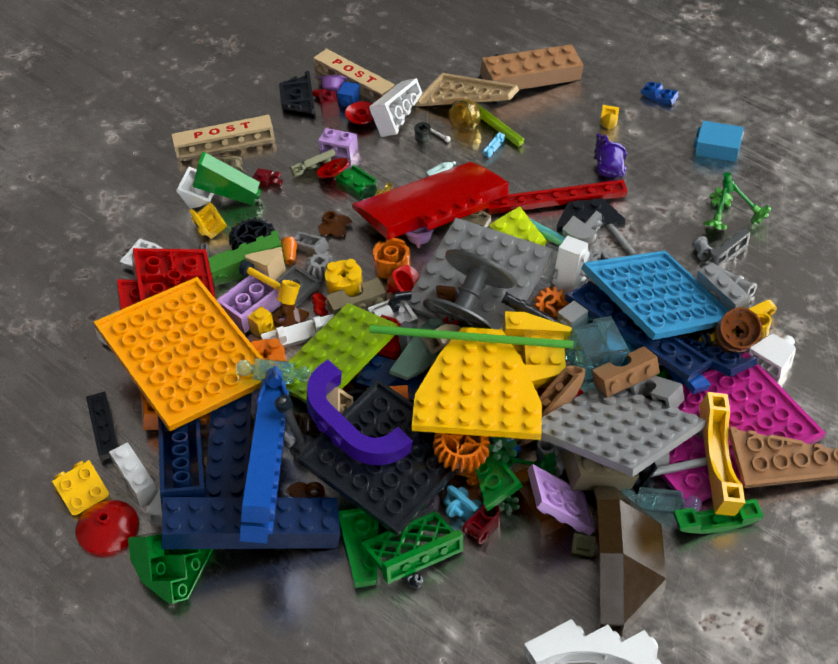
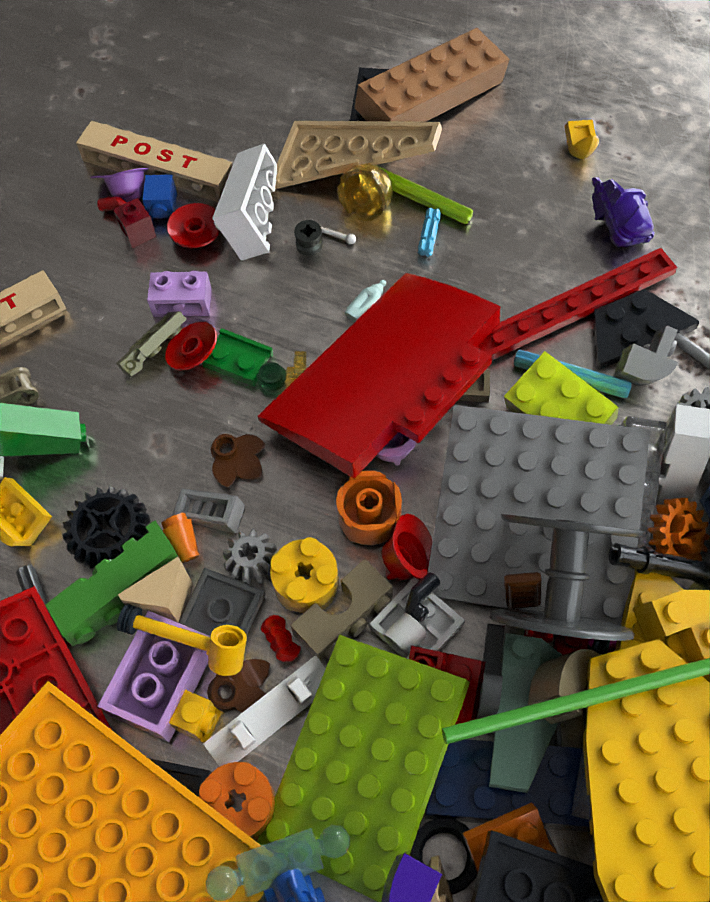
camera: 20 degrees left, 15 degrees up
(267, 177) = (79, 391): dark red plate -> none
(297, 94) = (74, 215): black wing -> none
(656, 92) = (625, 80): blue slope -> none

